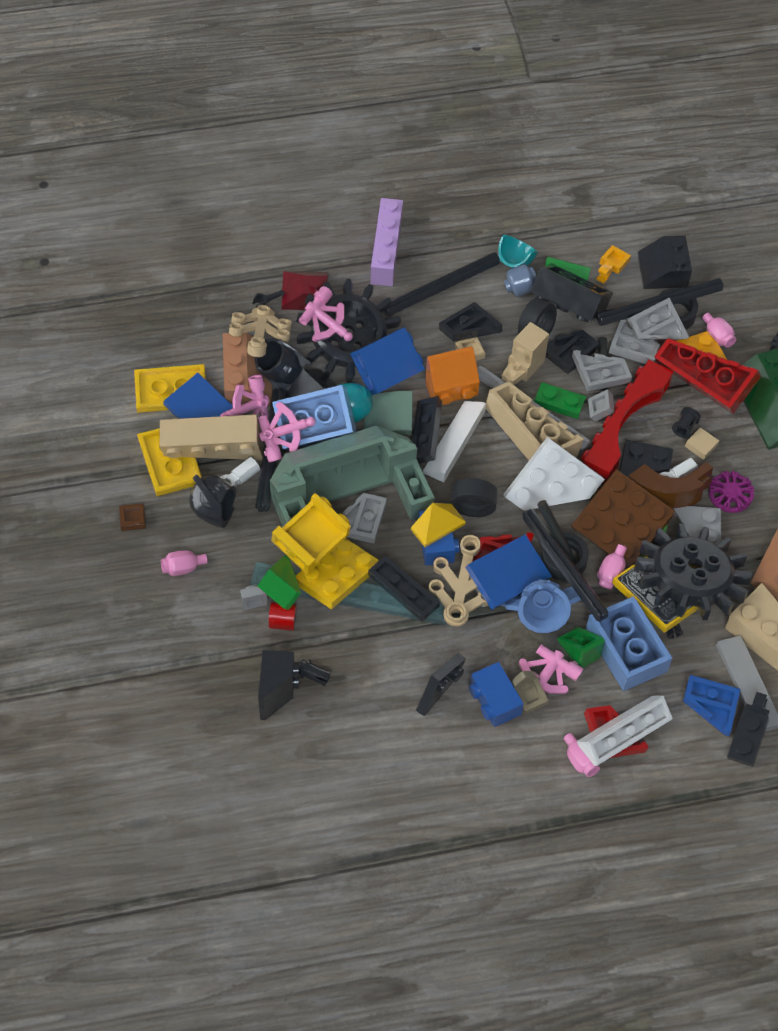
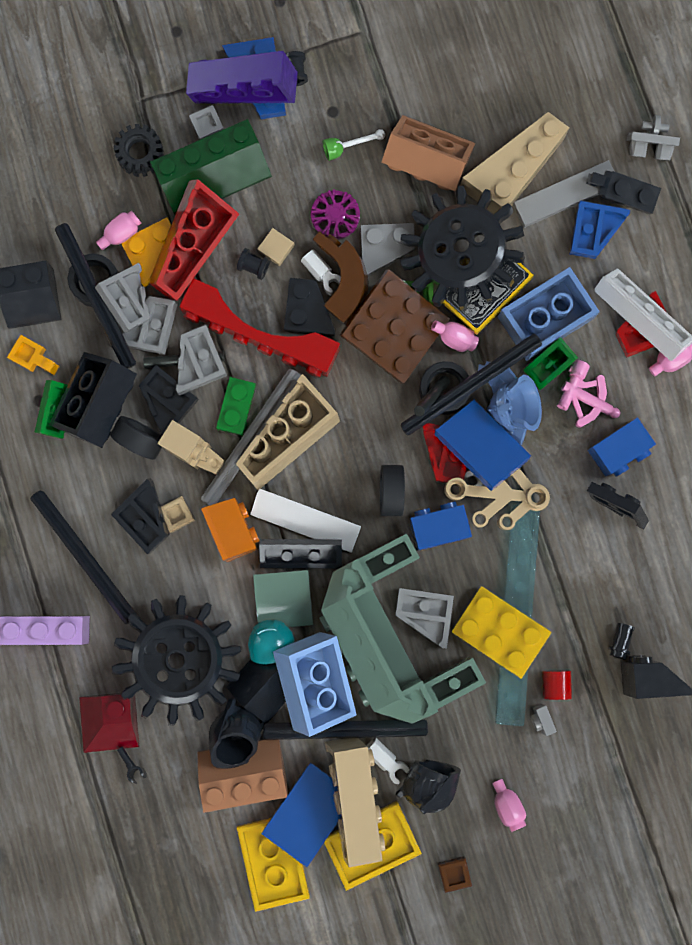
camera: 95 degrees left, 25 degrees up
(259, 400) = (292, 755): bright pink piece -> none
(262, 318) = (186, 768): tan plant -> none
(270, 433) = (346, 730): bright pink piece -> none
(281, 583) = (534, 692): green slope -> none
(312, 533) = (480, 666): yellow panel -> none
(315, 311) = (170, 703): bright pink piece -> none
(388, 361) = (219, 606): blue panel -> none
(403, 588) = (515, 556): black plate -> none
(436, 523) = (437, 526): yellow slope -> none
(515, 252) = (30, 470): teal helmet -> none
(520, 280) = (72, 462): sand blue head -> none
(530, 691) = (616, 412): dark tan tile -> none
(553, 477) = (354, 407): white plate -> none
(601, 405) = (242, 358): light grey plate -> none

